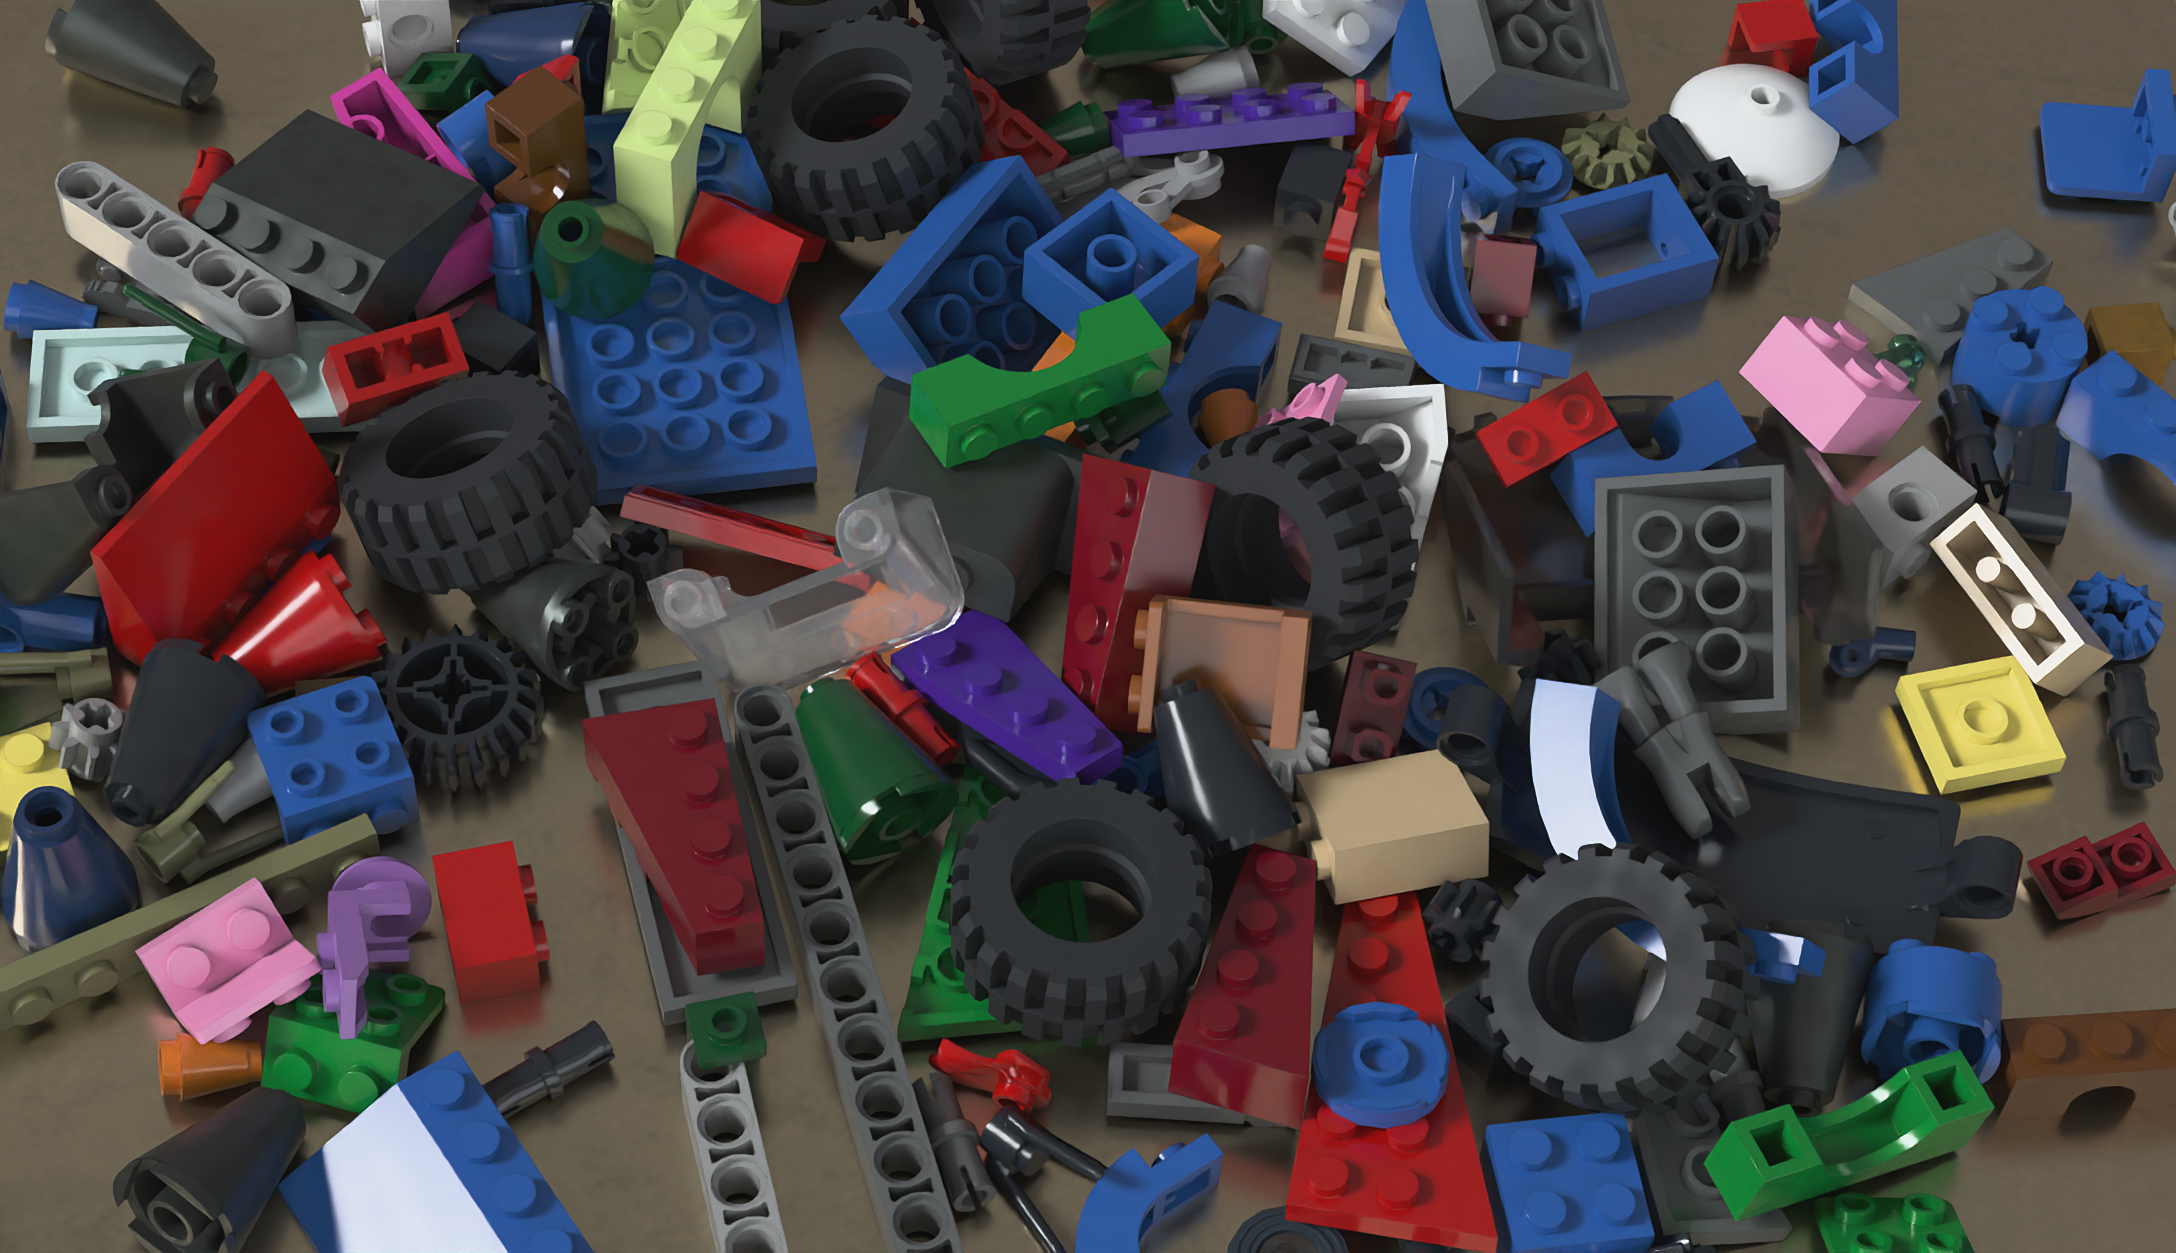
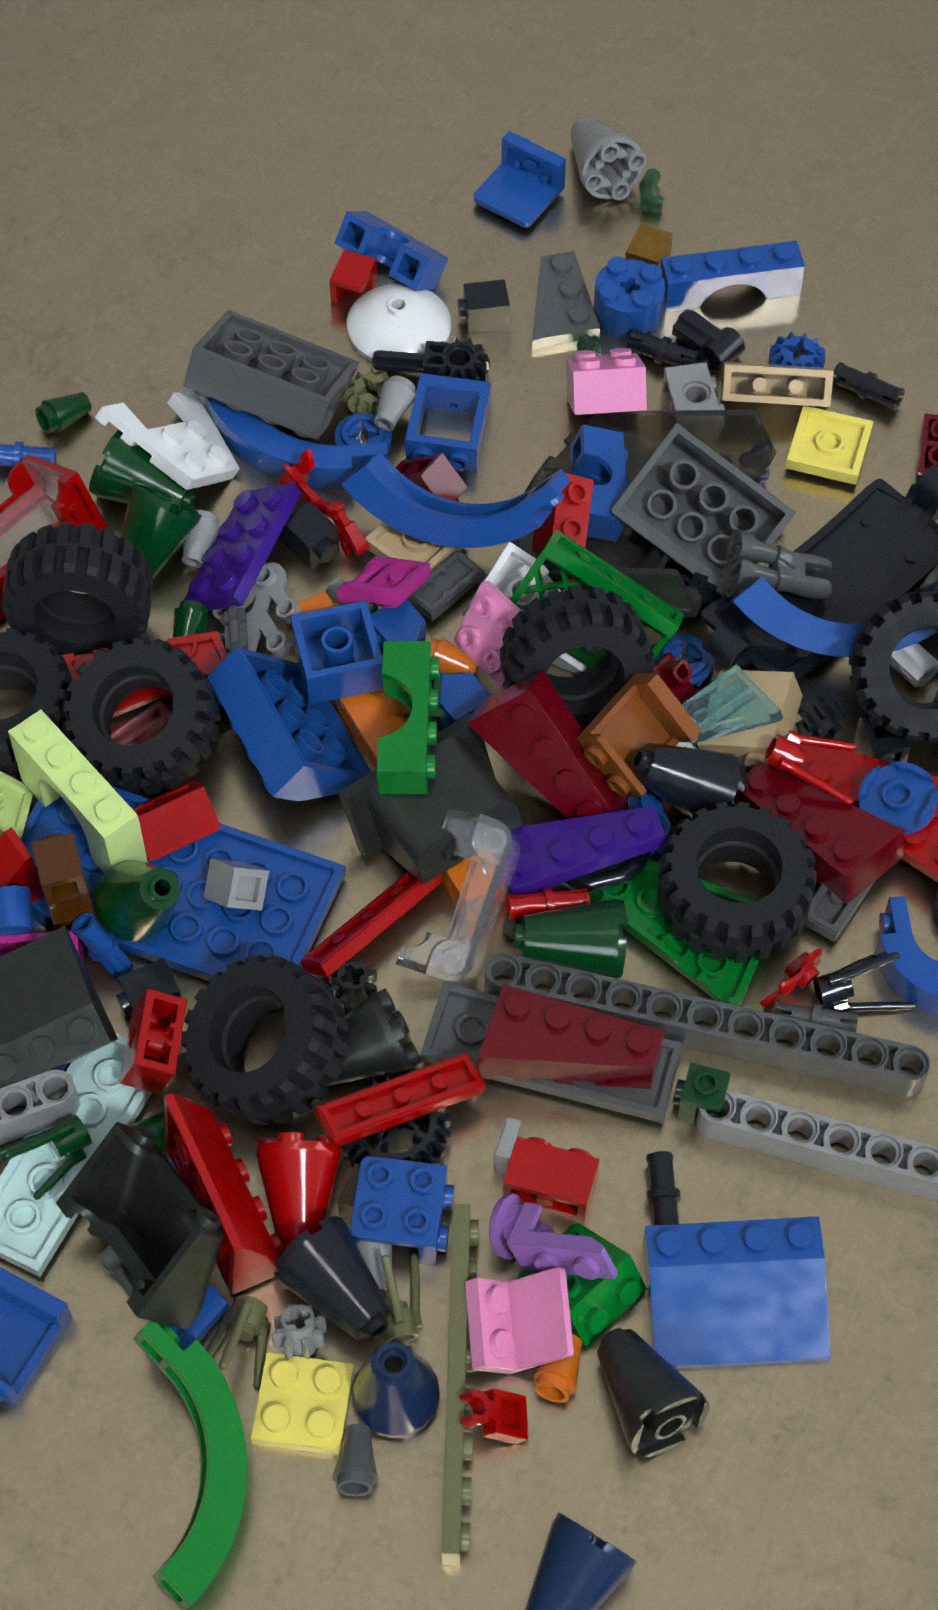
camera: 55 degrees left, 5 degrees up
(94, 1021) = (499, 1412): none -> red plate
(474, 673) = (399, 1100): none -> red tile
(523, 833) = (510, 1131): none -> light grey tile
(694, 354) = (236, 884): none -> light grey panel
(1284, 293) = (385, 582): none -> dark pink plate
(1327, 874) = (787, 756): none -> red plant
(1369, 769) = (731, 706): none -> clear light blue wing
(1445, 522) = (594, 571): none -> green fence
(1593, 168) = (394, 401): none -> light grey cone
(1860, 202) = (485, 306): none -> black brick

